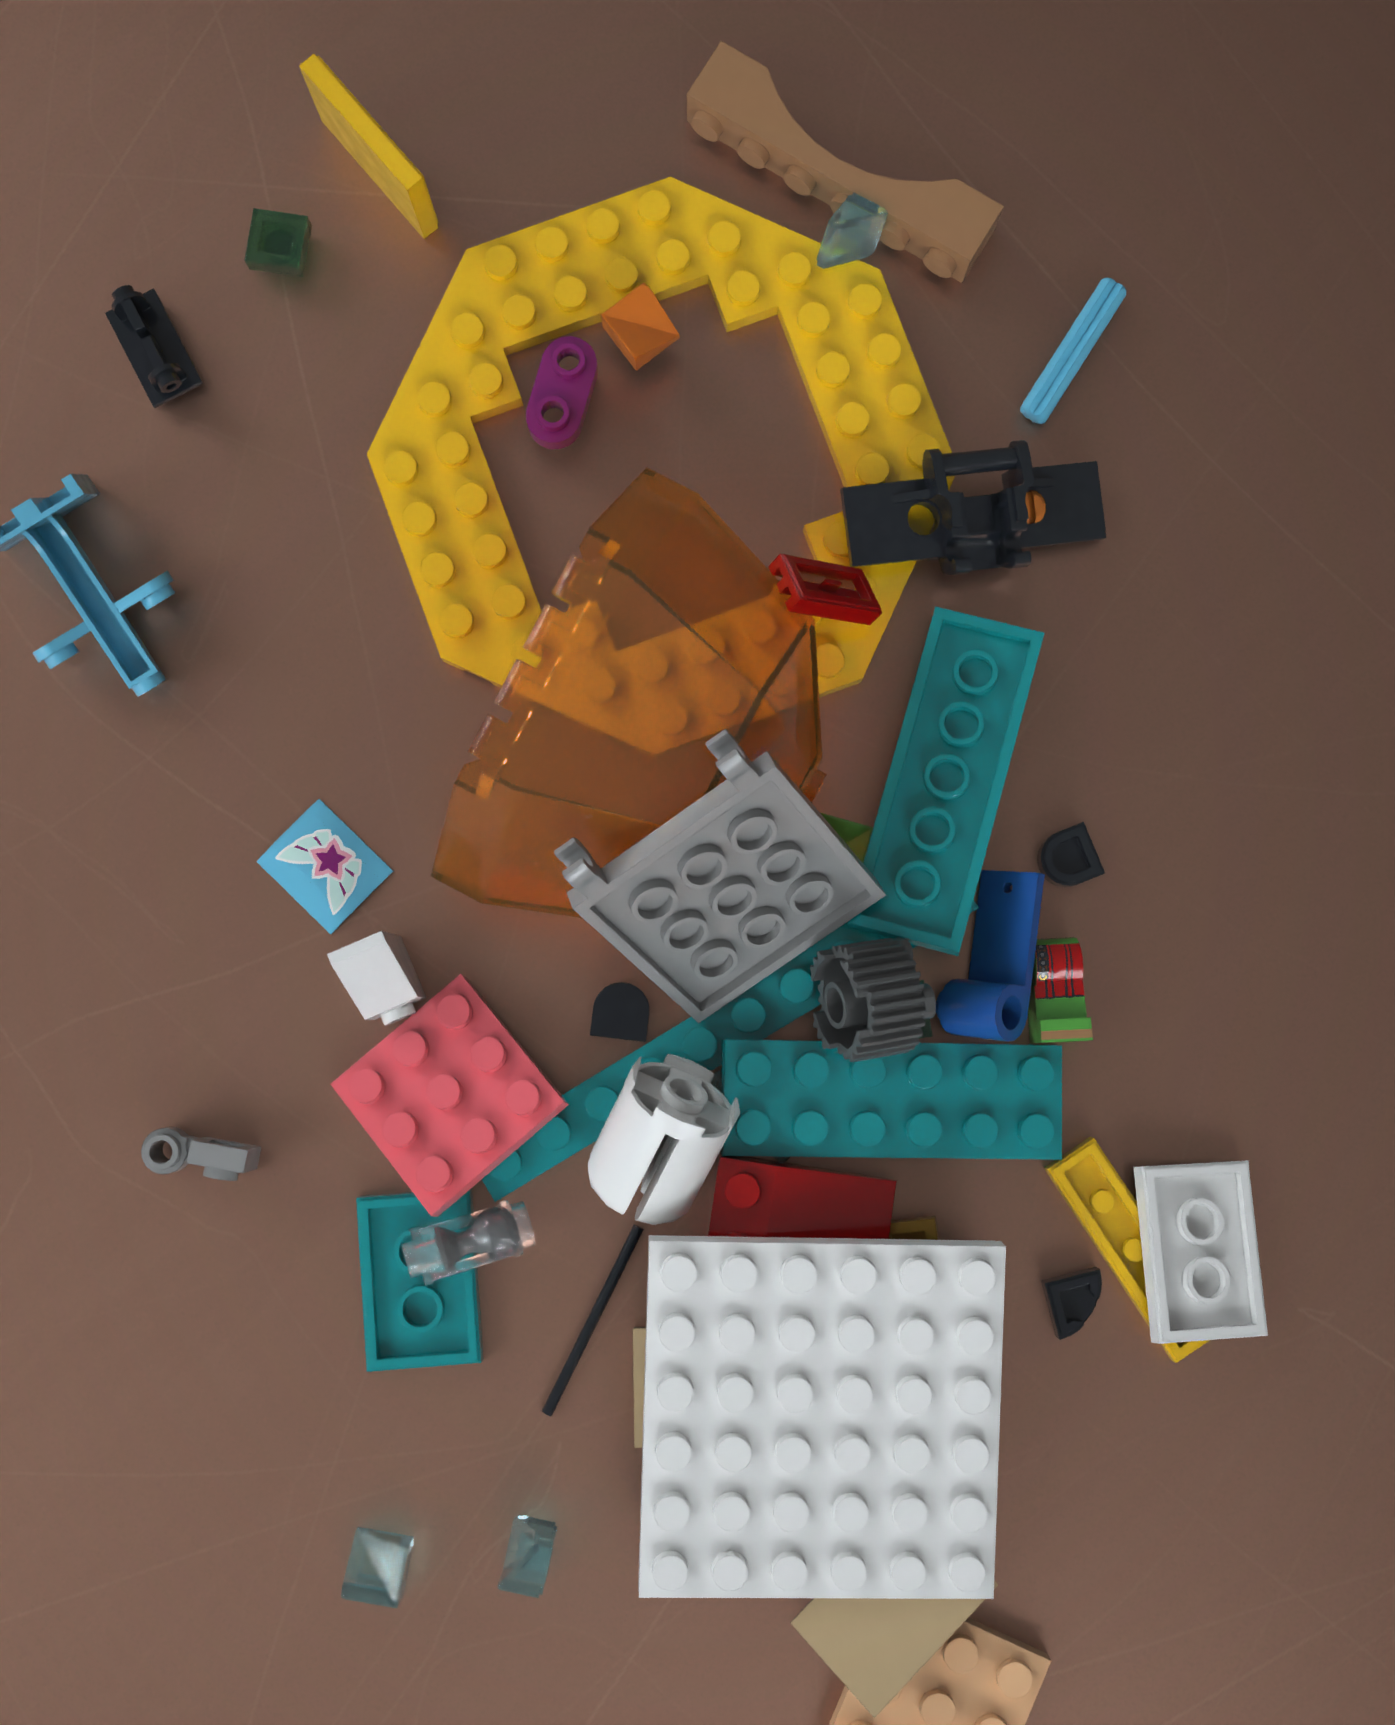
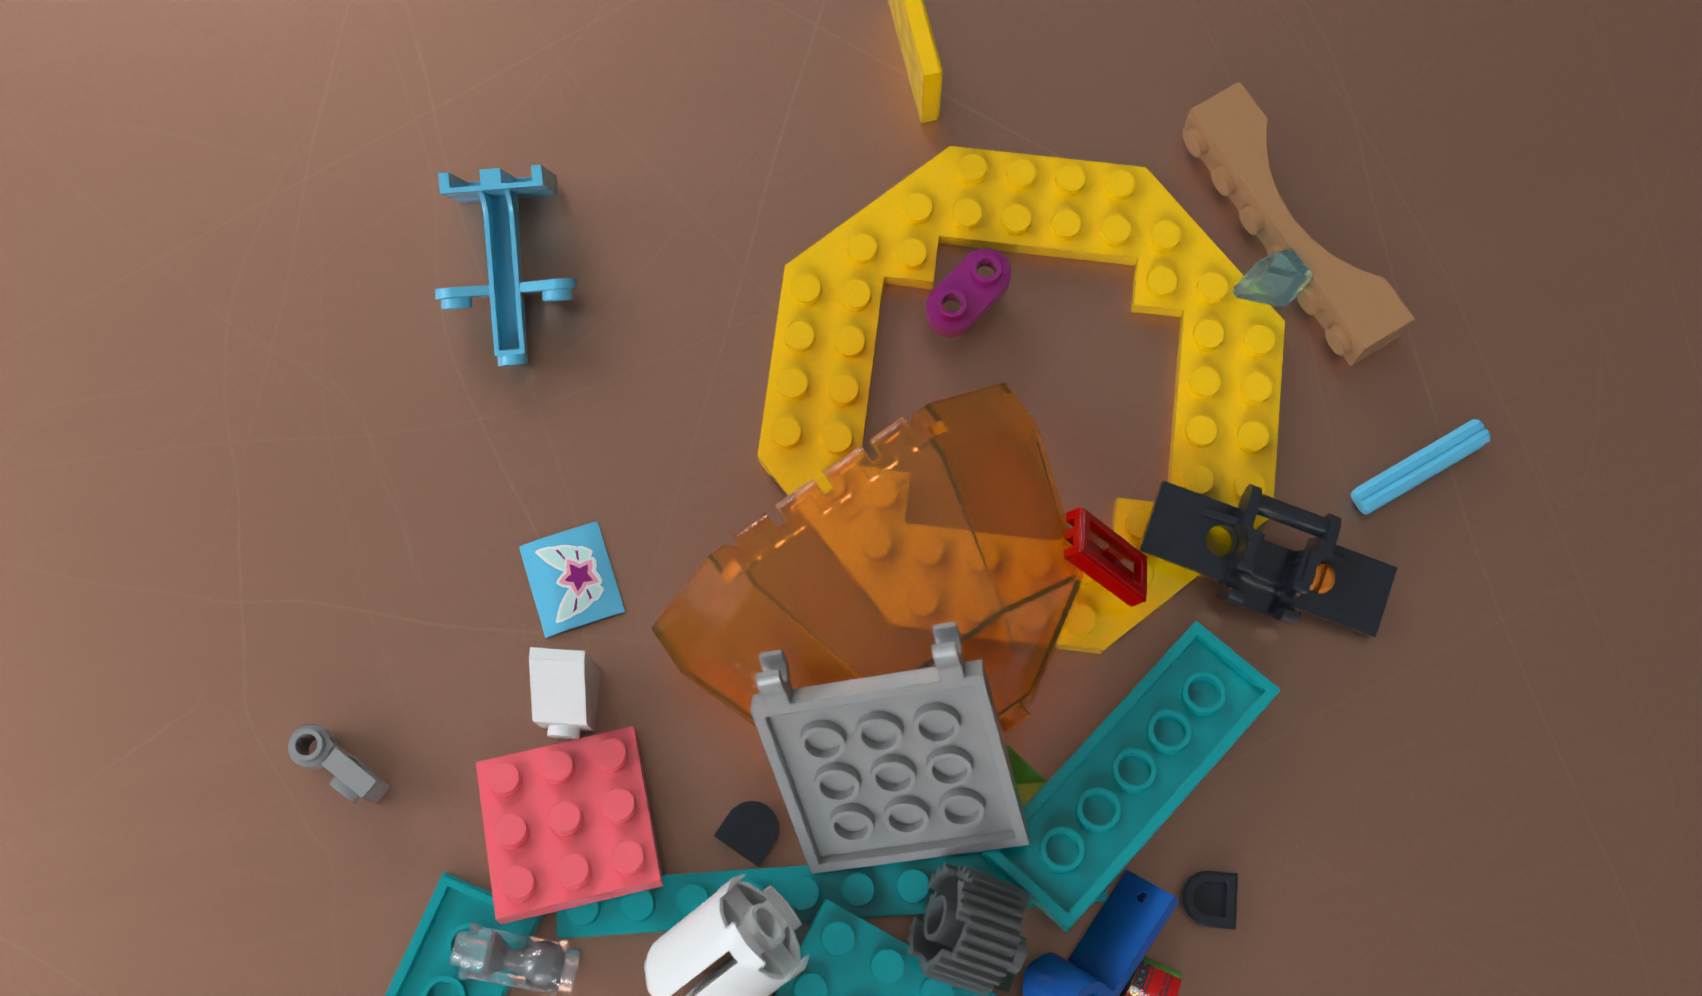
camera: 30 degrees right, 10 degrees down
(152, 345) = (662, 102): black hinge -> none
(278, 242) = (803, 71): clear green plate -> none
(639, 326) = (1059, 270): orange slope -> none

